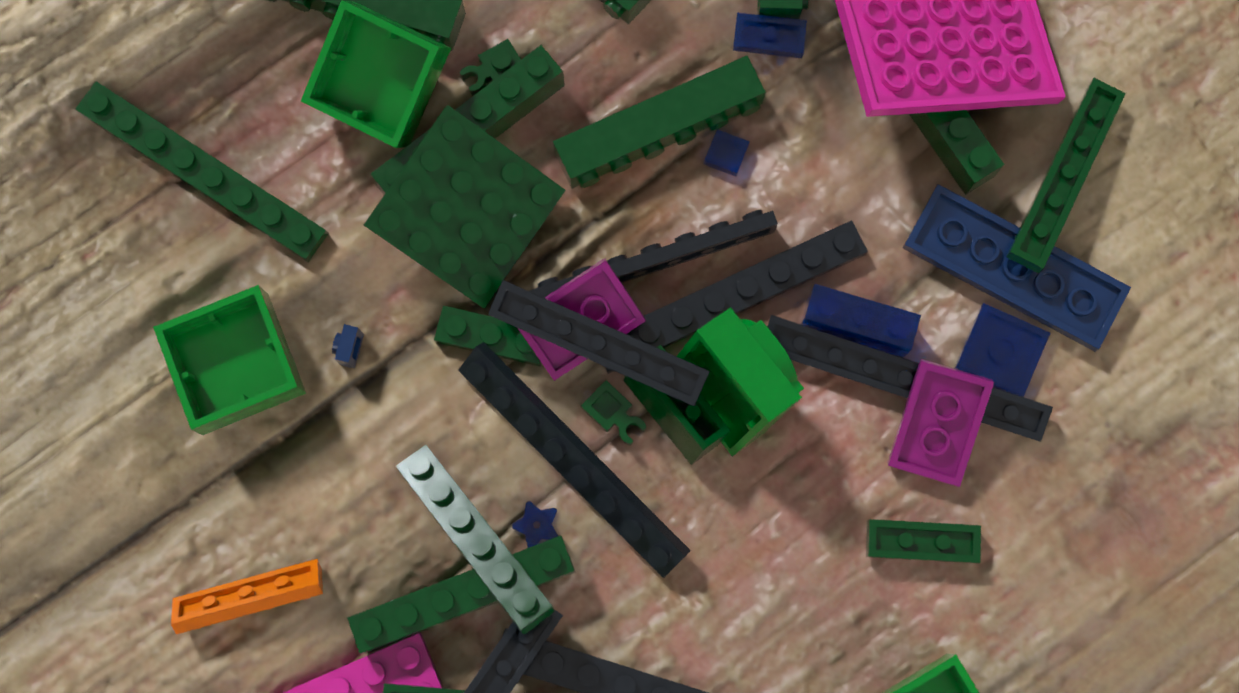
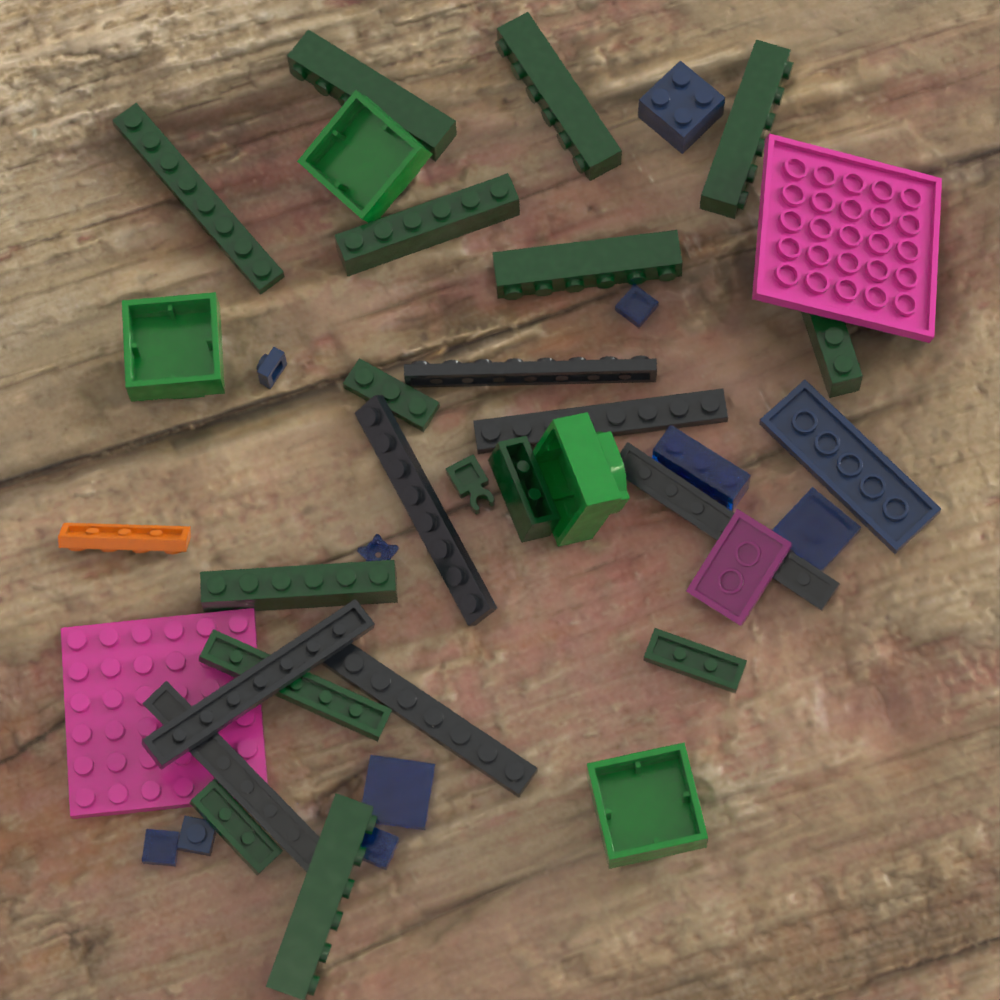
camera: 20 degrees right, 10 degrees down
(464, 206) = (402, 283): dark green plate -> none
(475, 540) = (323, 541): plate -> none
(493, 64) = (464, 178): dark green plate -> none
(596, 295) = (466, 397): magenta plate -> none
(599, 343) = (475, 415): black plate -> none
(769, 35) = (704, 221): clear blue plate -> none
(1066, 175) = (915, 402): dark green plate -> none

